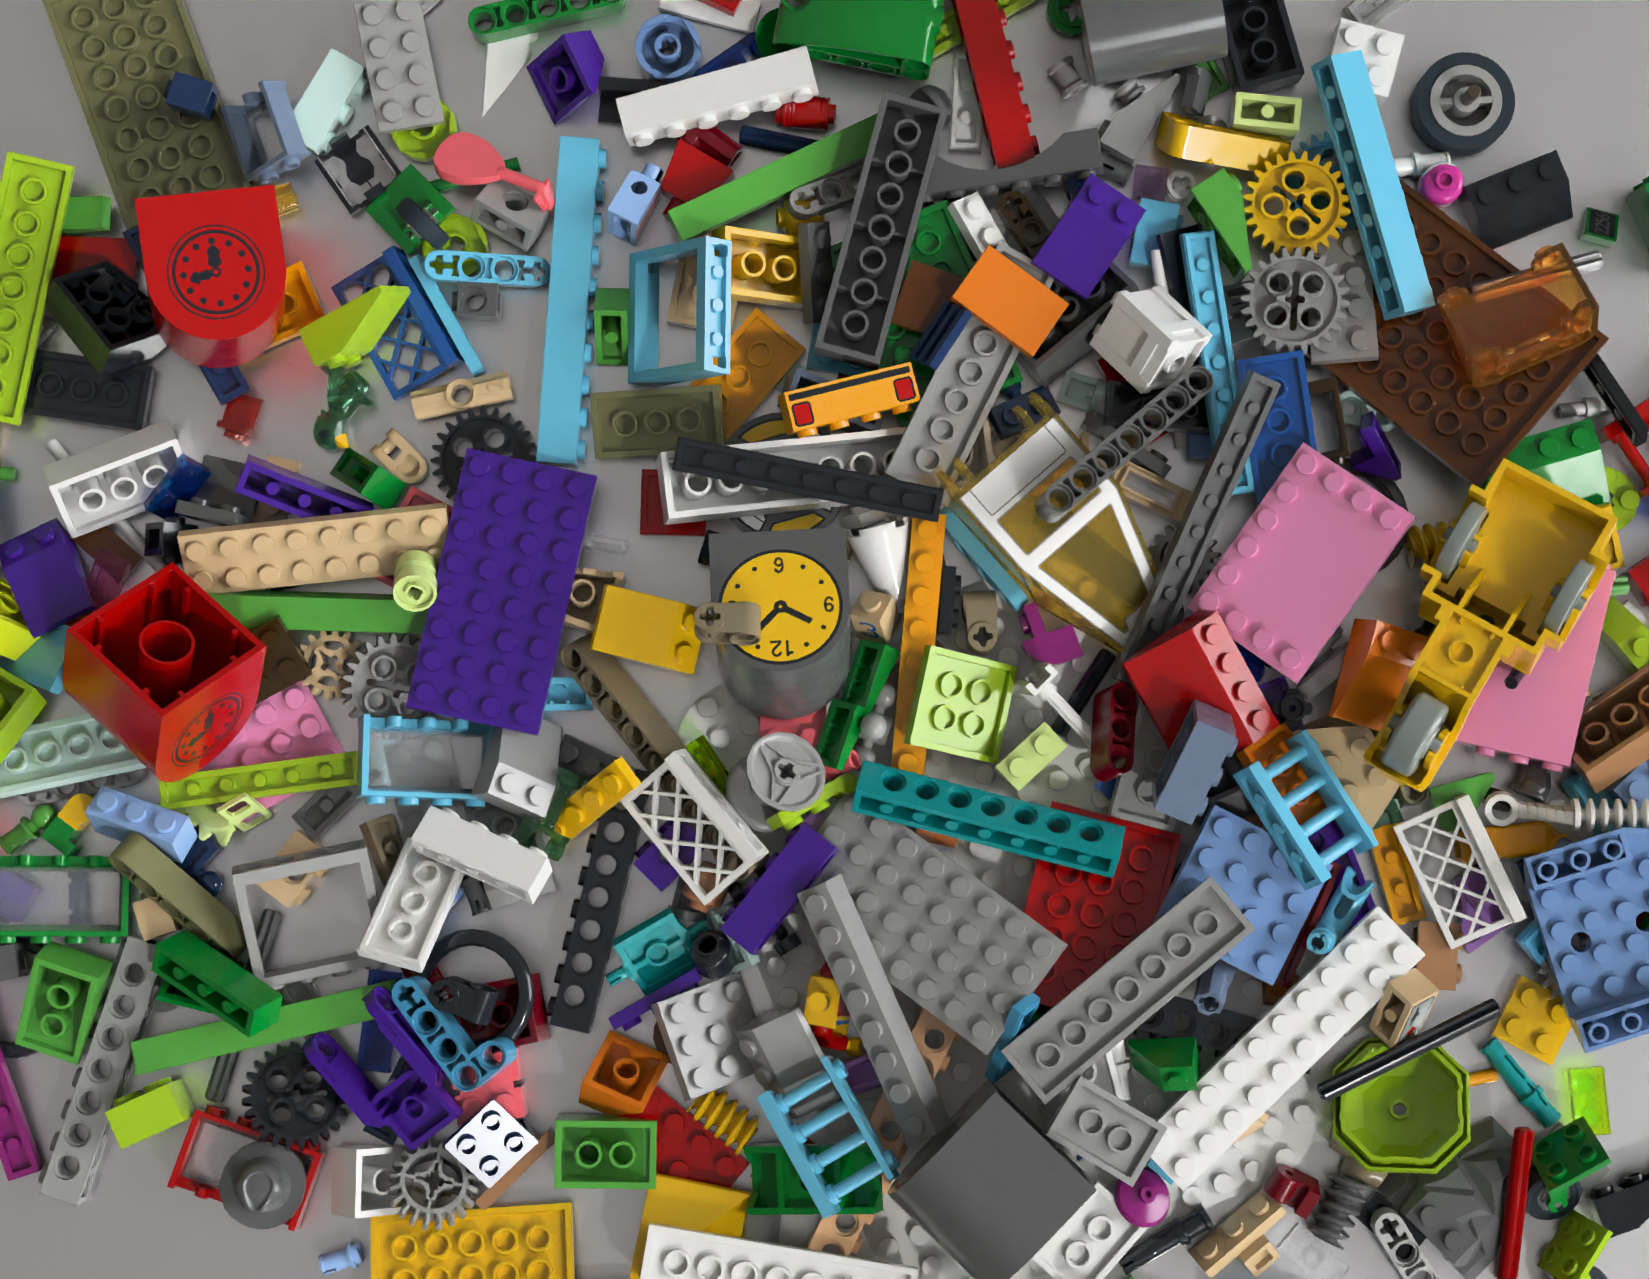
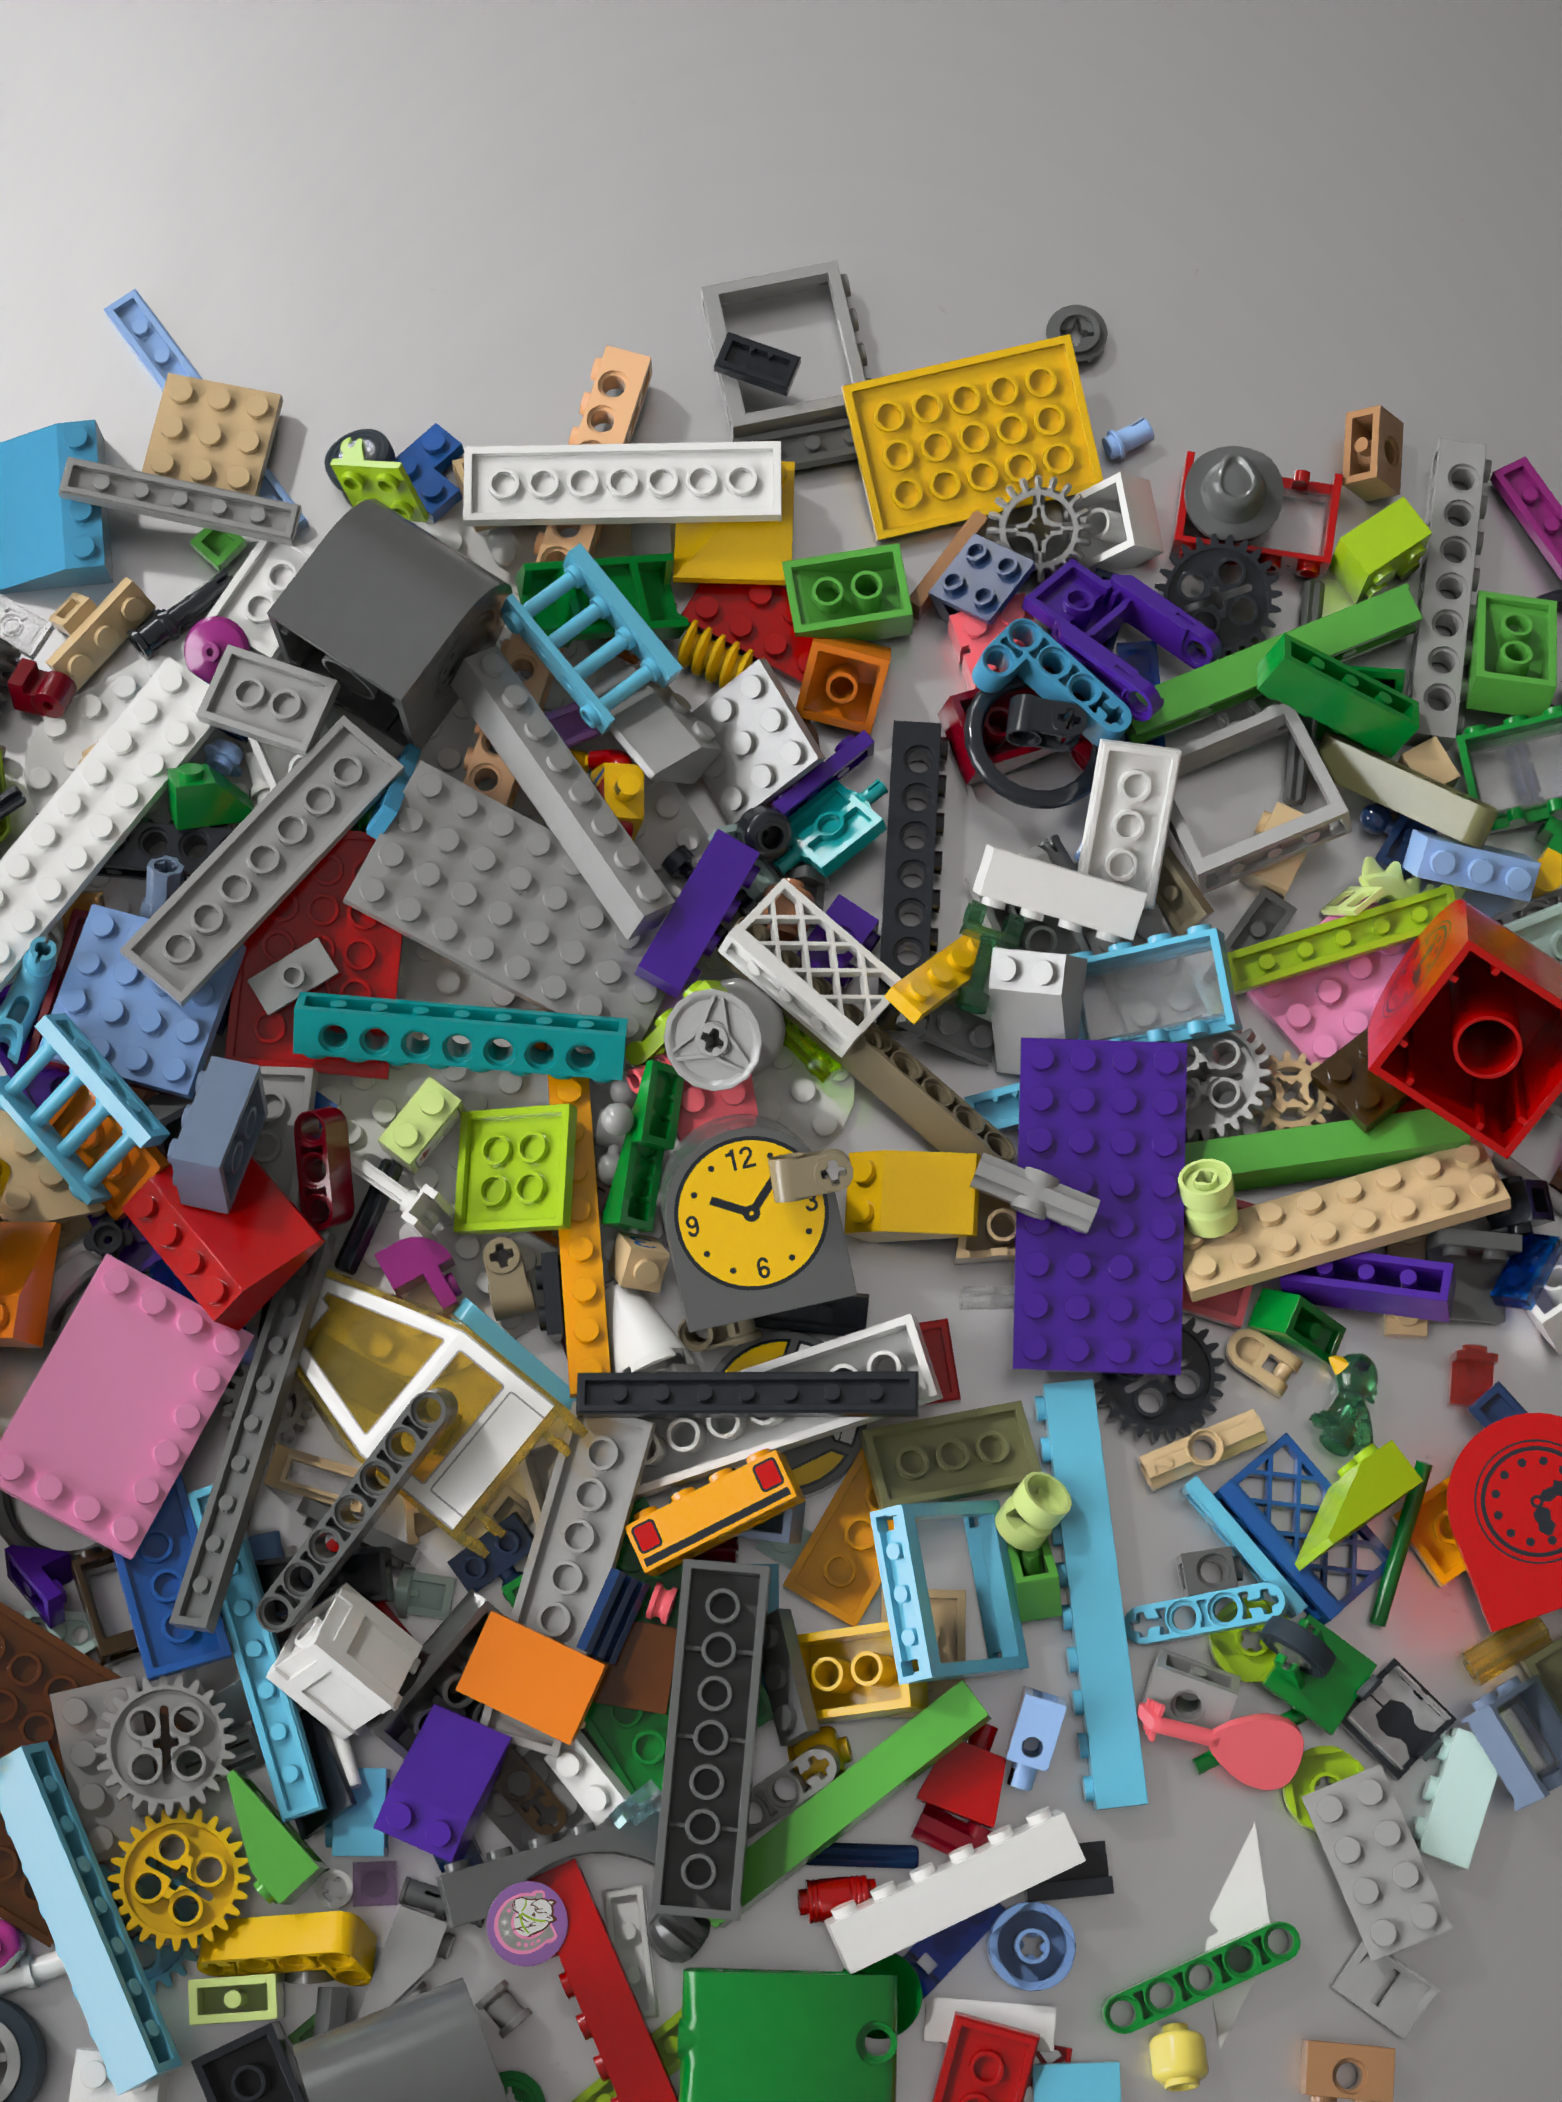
camera: 170 degrees right, 10 degrees down
(136, 1204) = (1373, 453): none -> medium nougat brick
(327, 292) = (1400, 1547): none -> green bar
(552, 602) = (1035, 1193): none -> light grey piece
(567, 73) = (1154, 1893): dark purple slope -> none
(603, 365) = (1033, 1511): none -> yellowish green wheel
(901, 342) = (661, 1603): none -> coral bush
(945, 194) = (637, 1806): none -> clear light blue plate
(1041, 124) = (527, 1923): none -> sticker
(1116, 893) = (297, 972): none -> light grey plate
(1148, 1100) = (224, 757): none -> light blue plate

